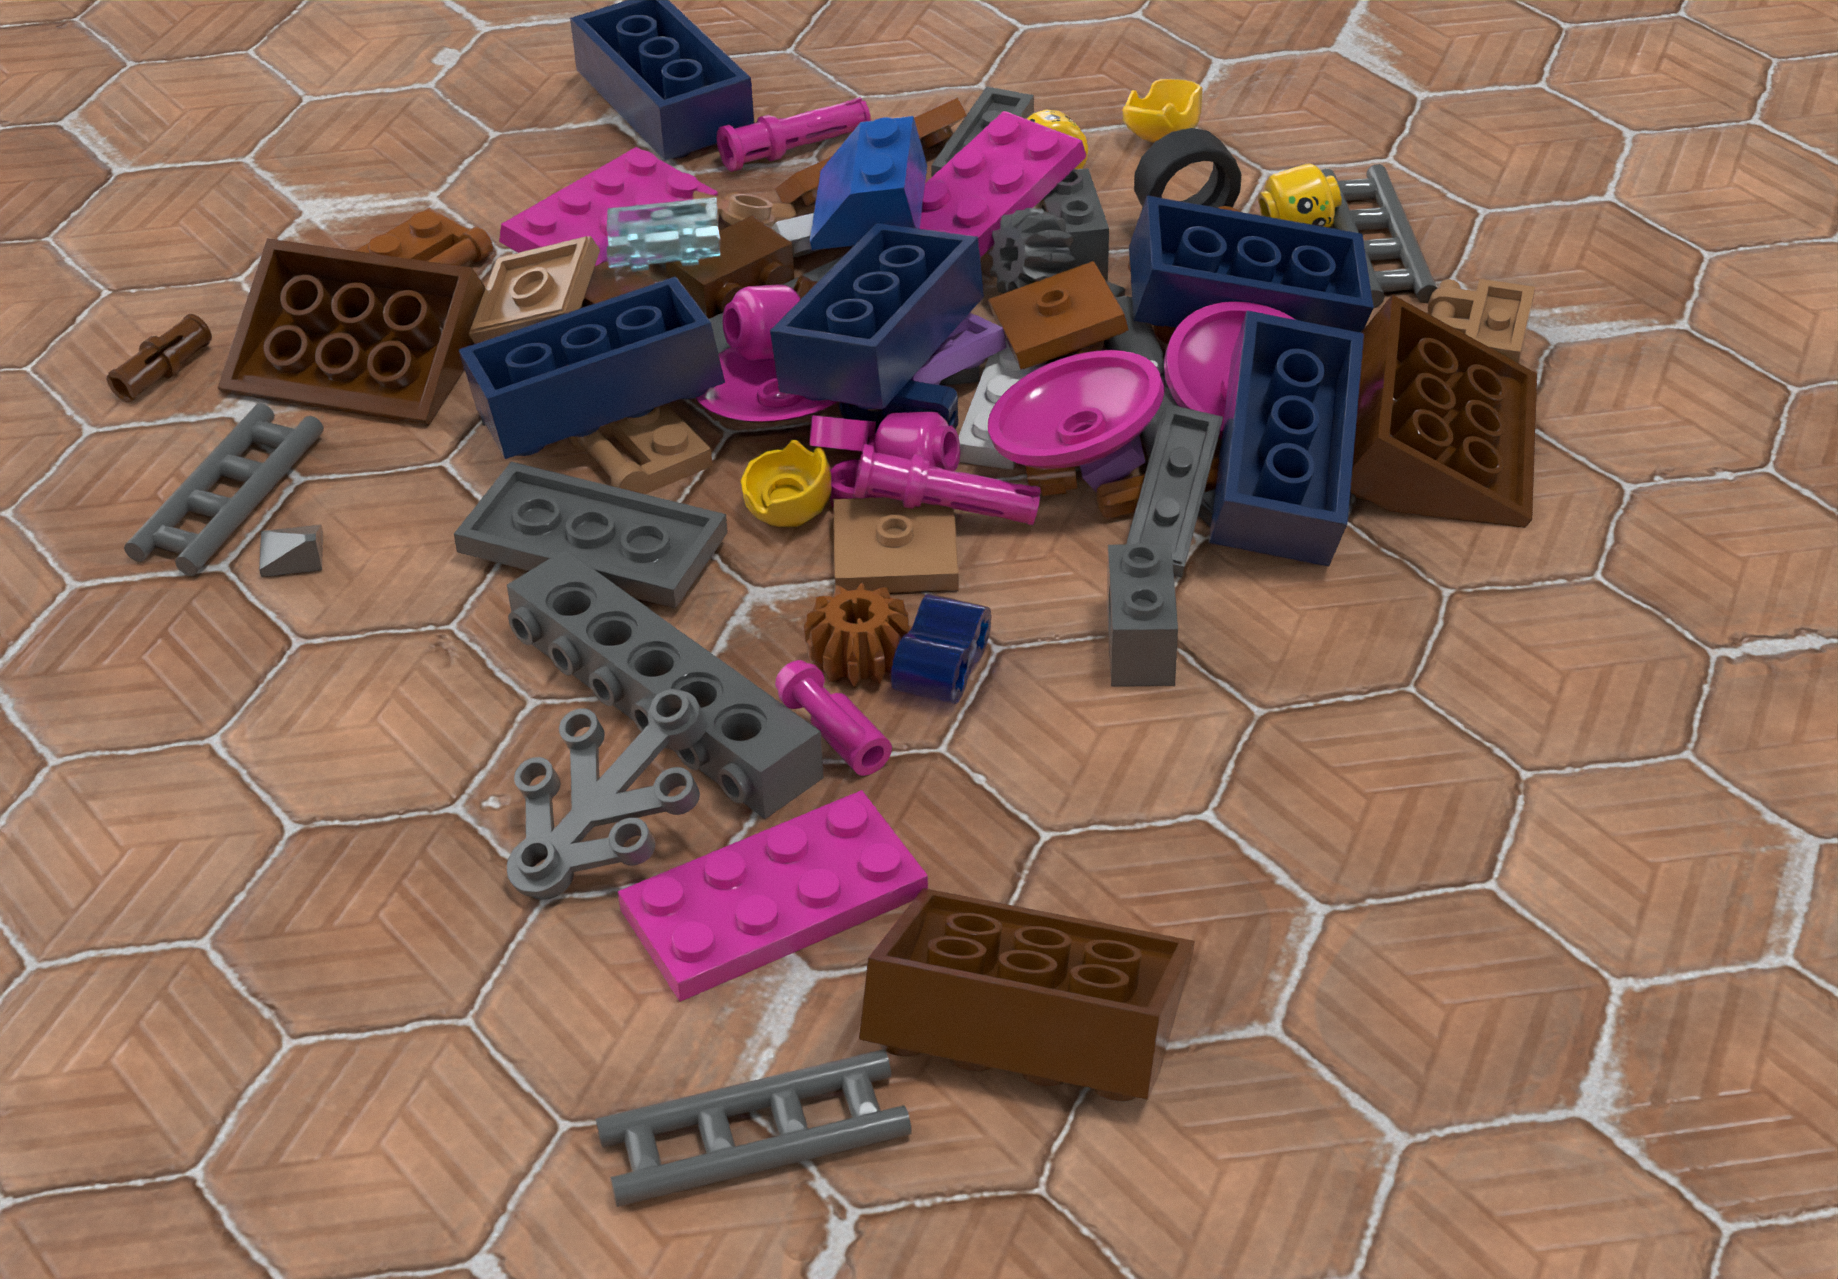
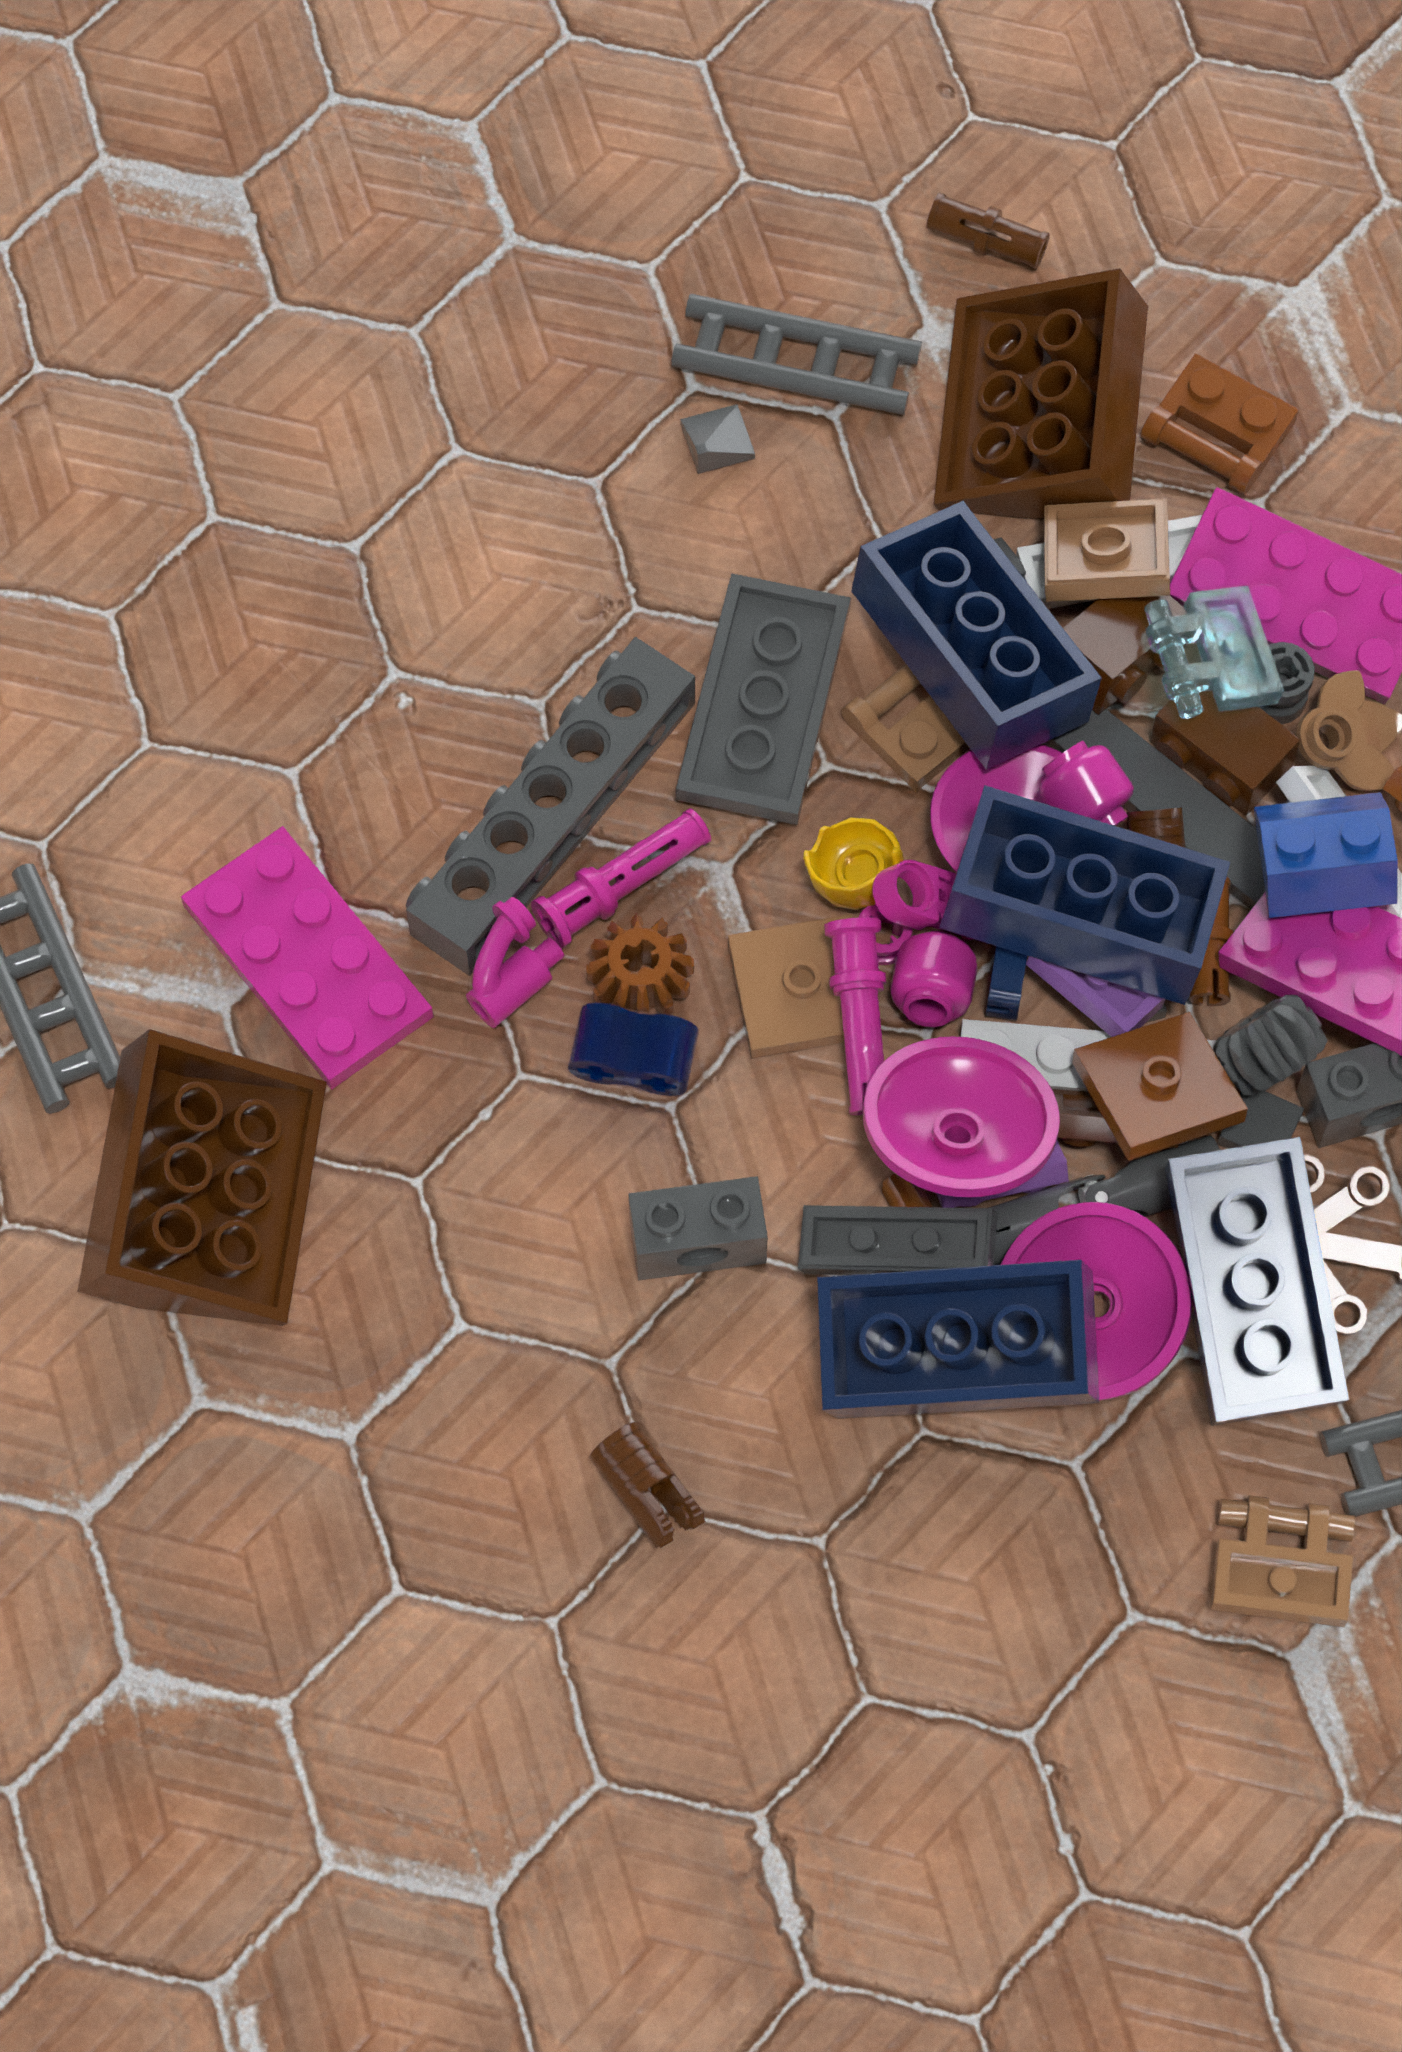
camera: 80 degrees right, 25 degrees up
(603, 798) = (315, 757): plant -> none
(758, 652) = (592, 885): none -> dark pink pin
(1394, 680) = (641, 1474): none -> reddish brown hinge
(1442, 422) = (1075, 1521): reddish brown slope -> none

